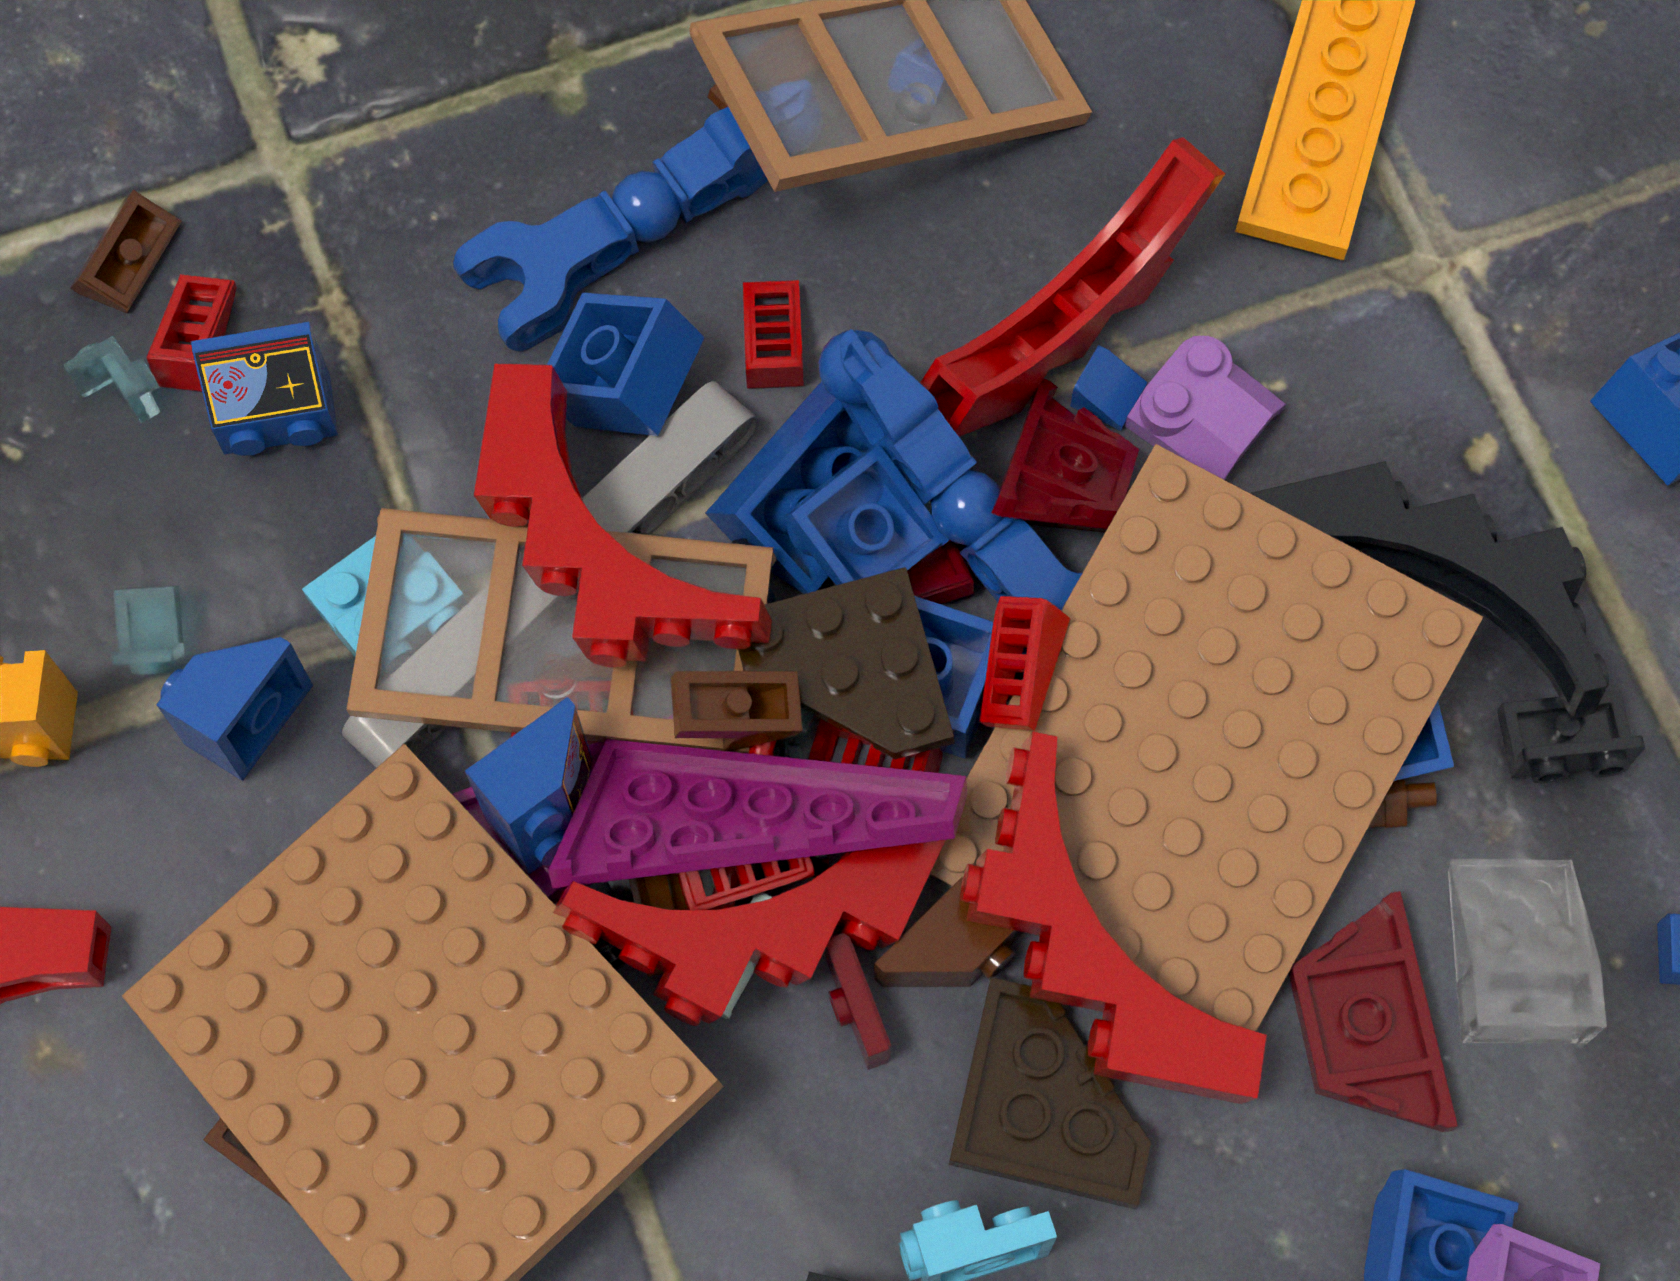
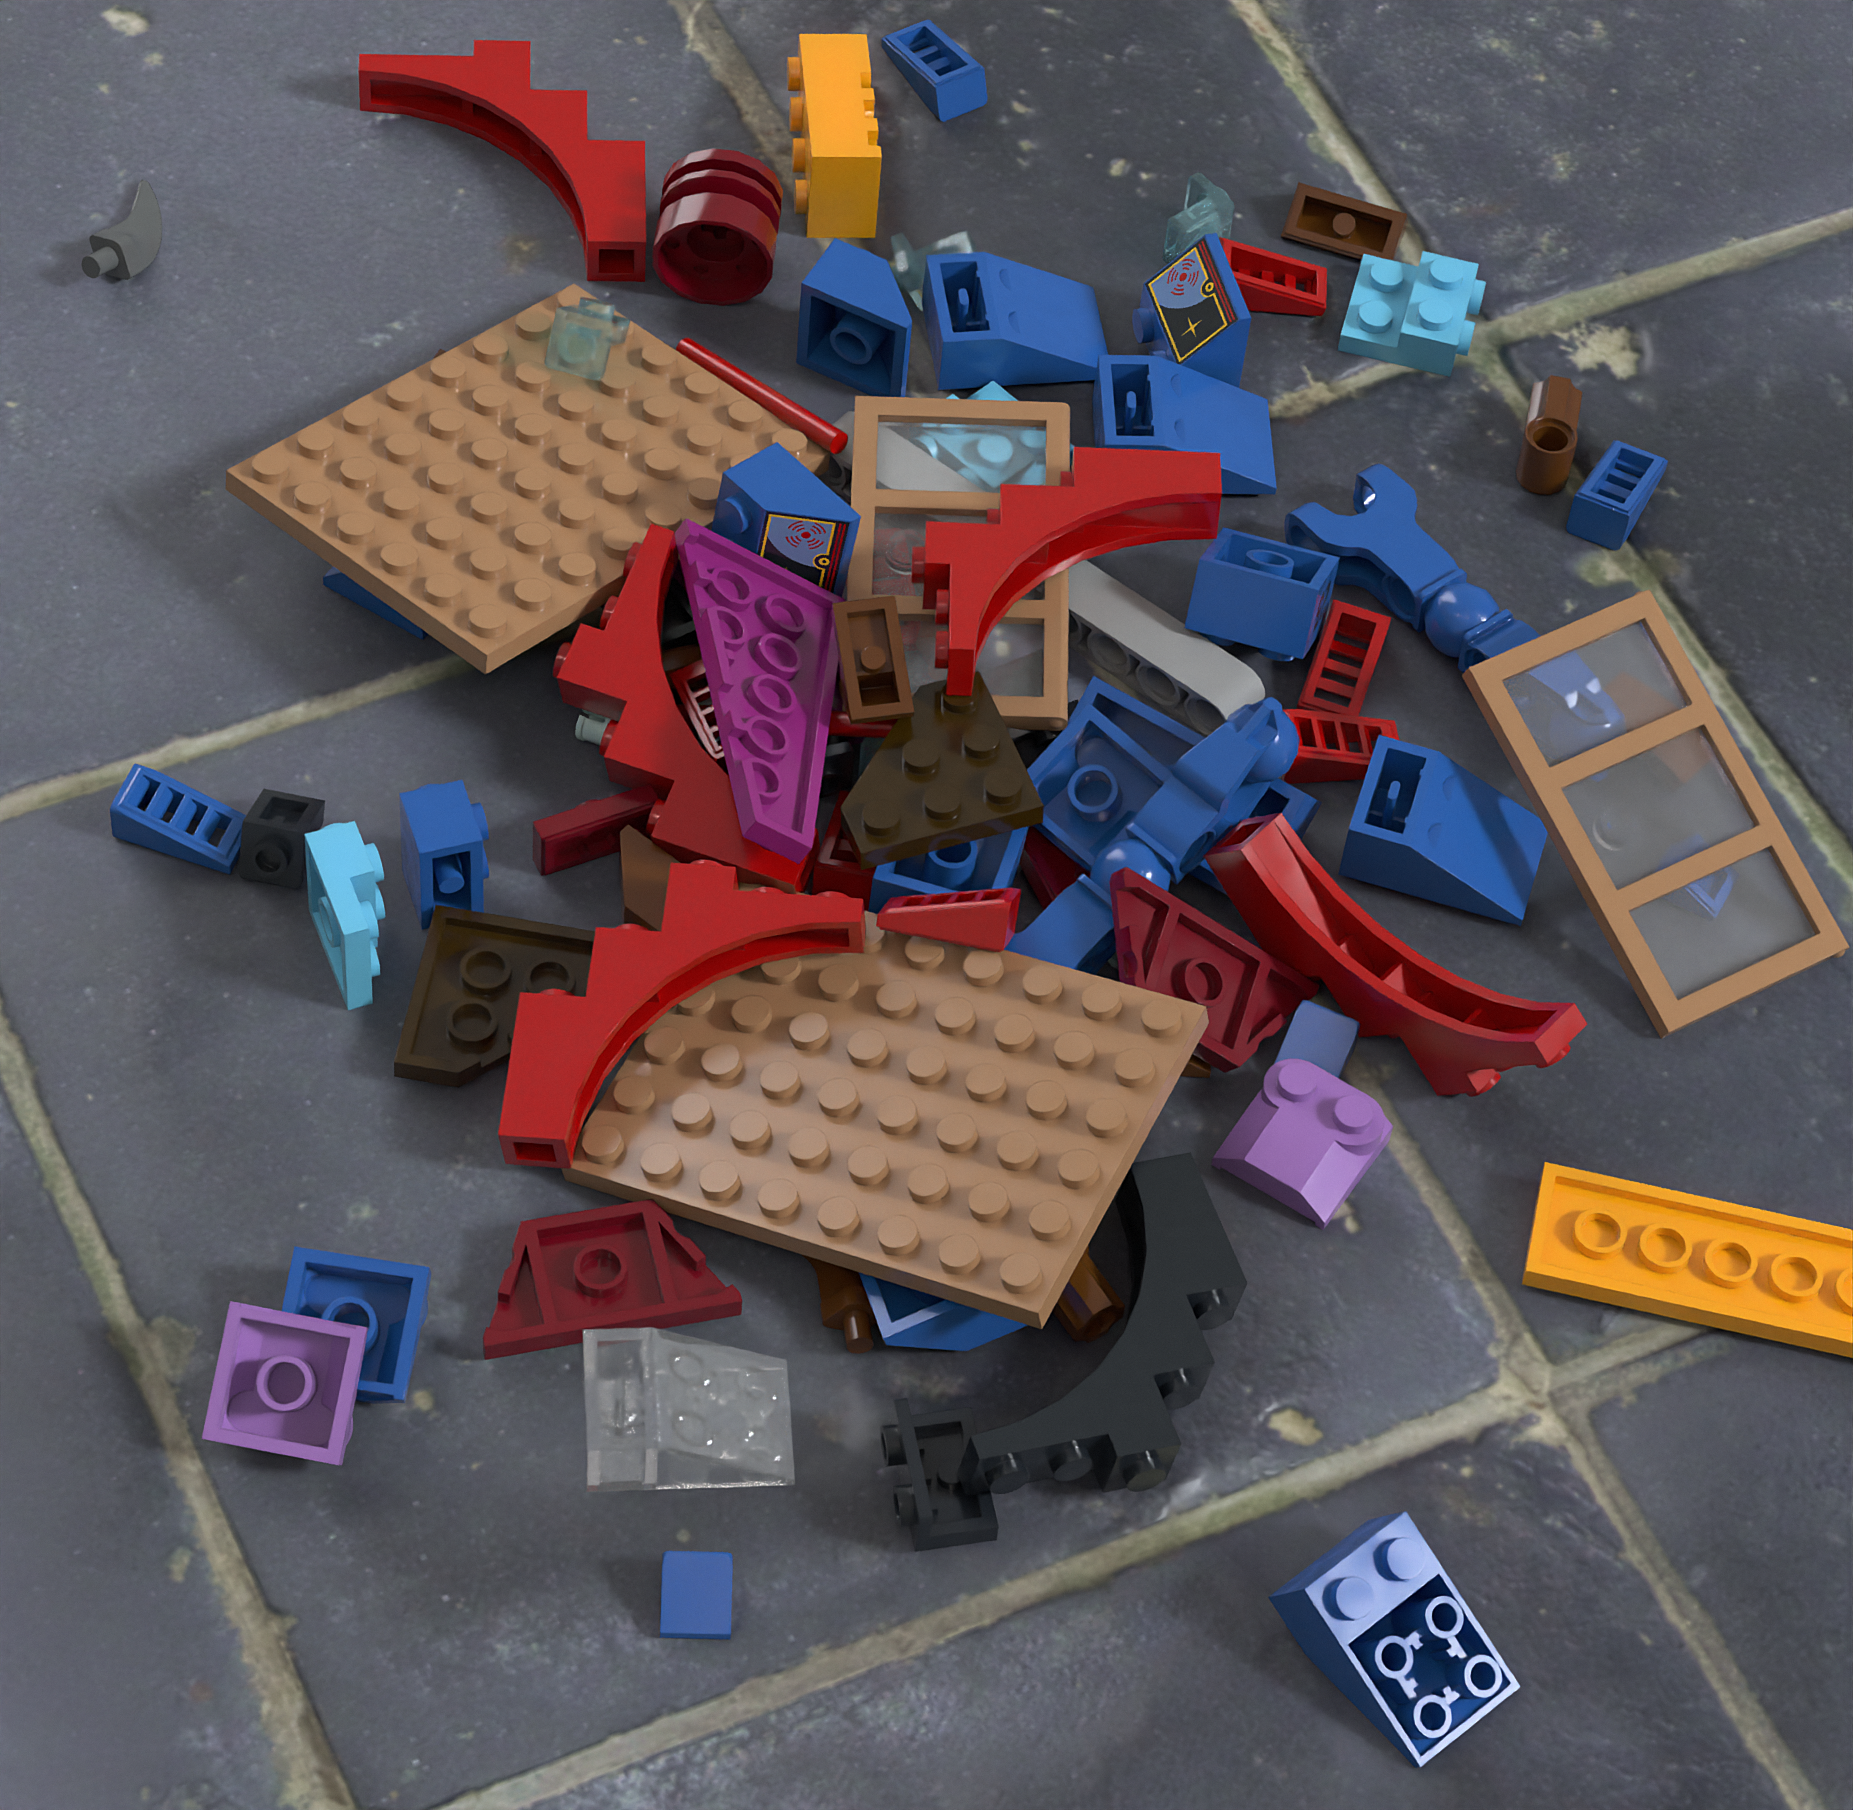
camera: 80 degrees right, 15 degrees down
(83, 835) = (717, 227): none -> dark red wheel
(236, 565) = (1007, 323): none -> blue slope
(243, 973) = (584, 338): none -> clear light blue bracket
(248, 204) = (1413, 311): none -> medium azure plate
(310, 810) = (779, 405): none -> red bar
(392, 426) = (1170, 407): none -> blue slope
(420, 108) = (1549, 436): none -> reddish brown piece
(514, 85) = (1612, 500): none -> blue slope
(657, 285) = (1355, 624): none -> red slope
(887, 259) = (1442, 834): none -> blue slope
(904, 1145) = (443, 849): none -> blue brick

